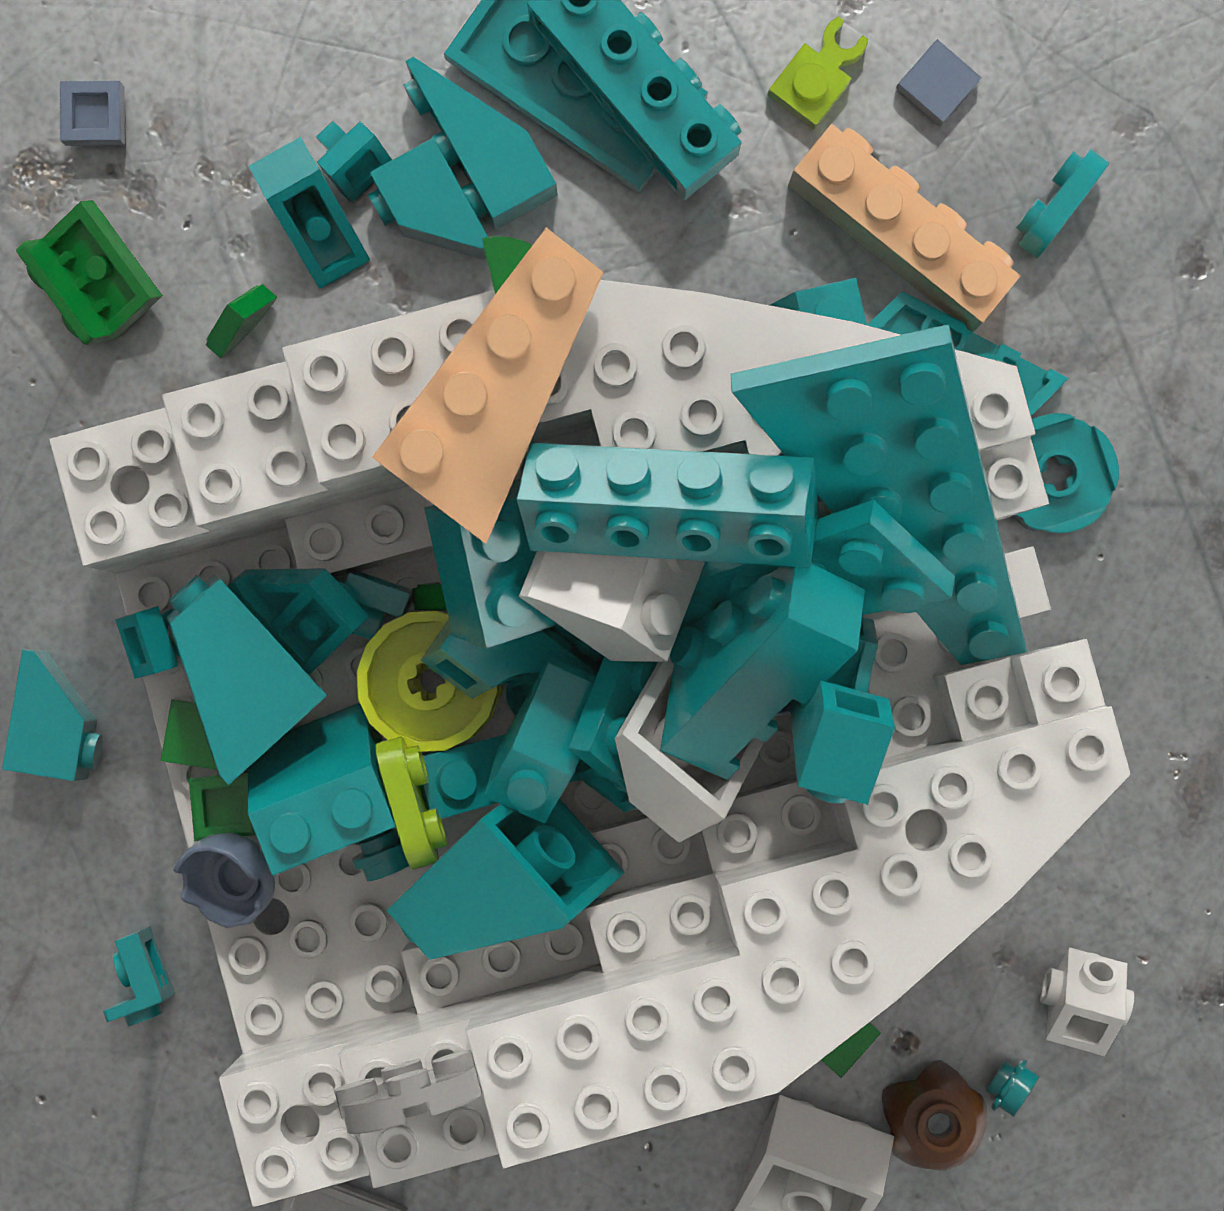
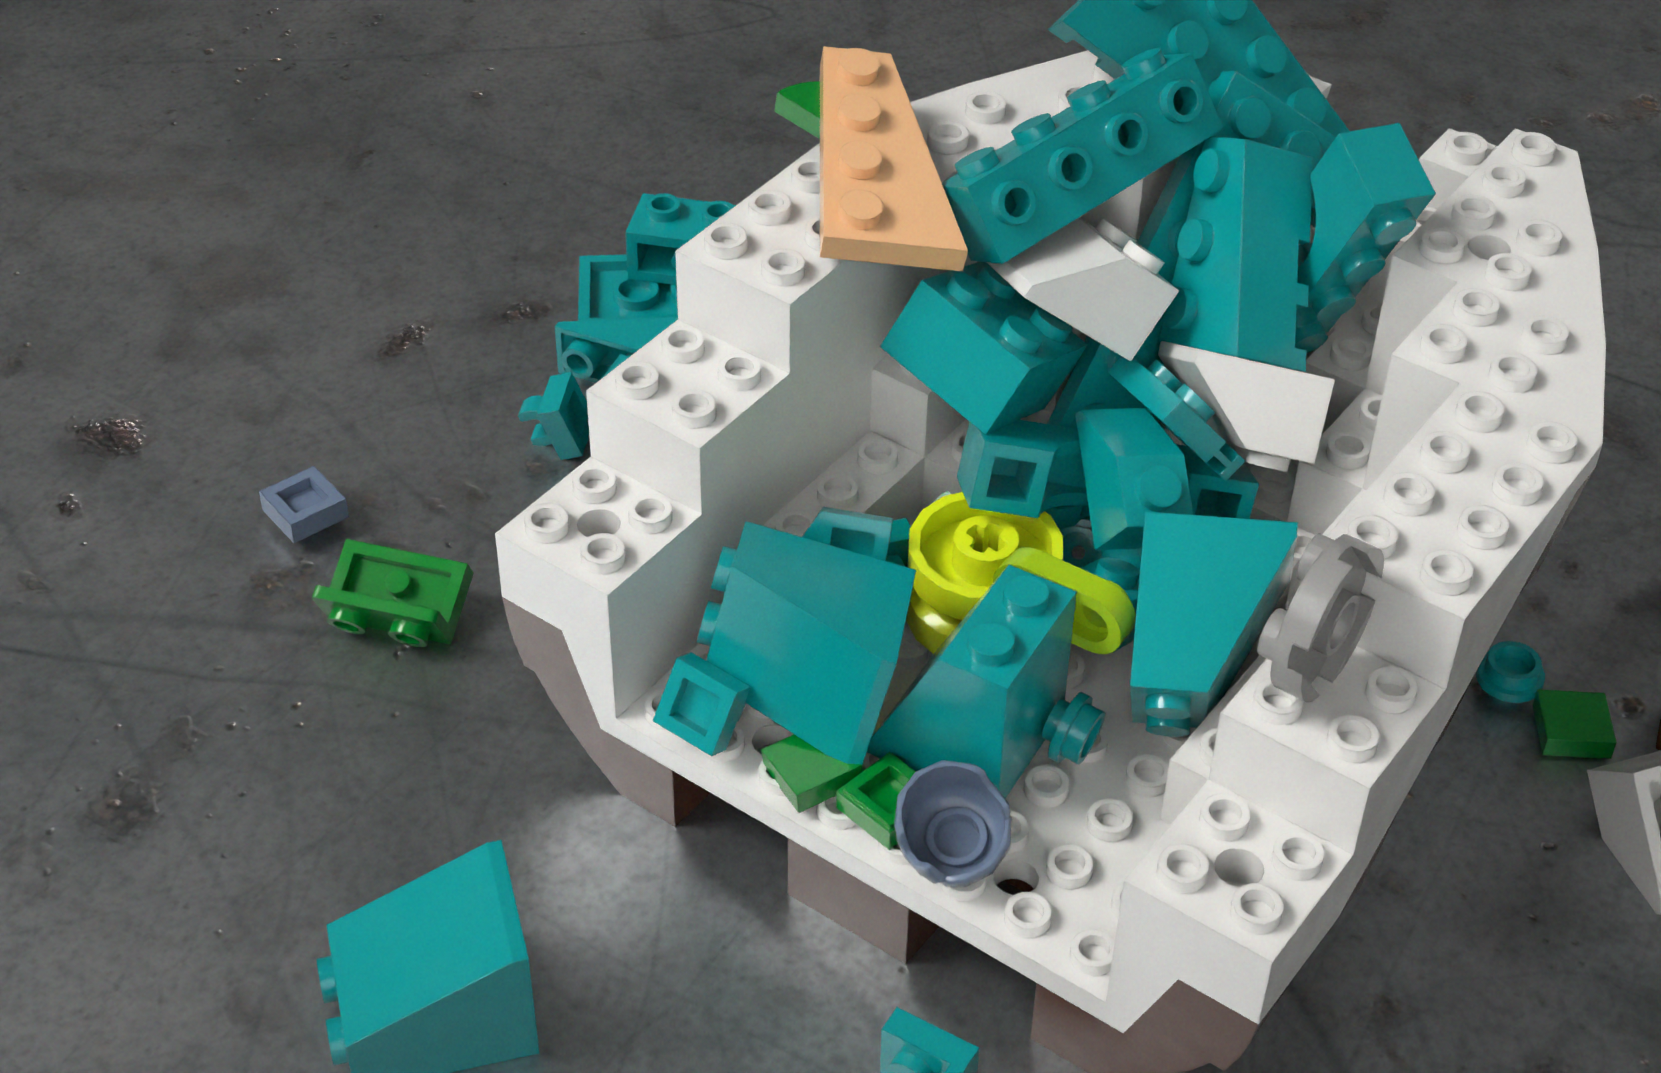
camera: 35 degrees left, 45 degrees down
(50, 723) = (646, 923): teal slope -> none
(309, 212) = (537, 447): teal slope -> none

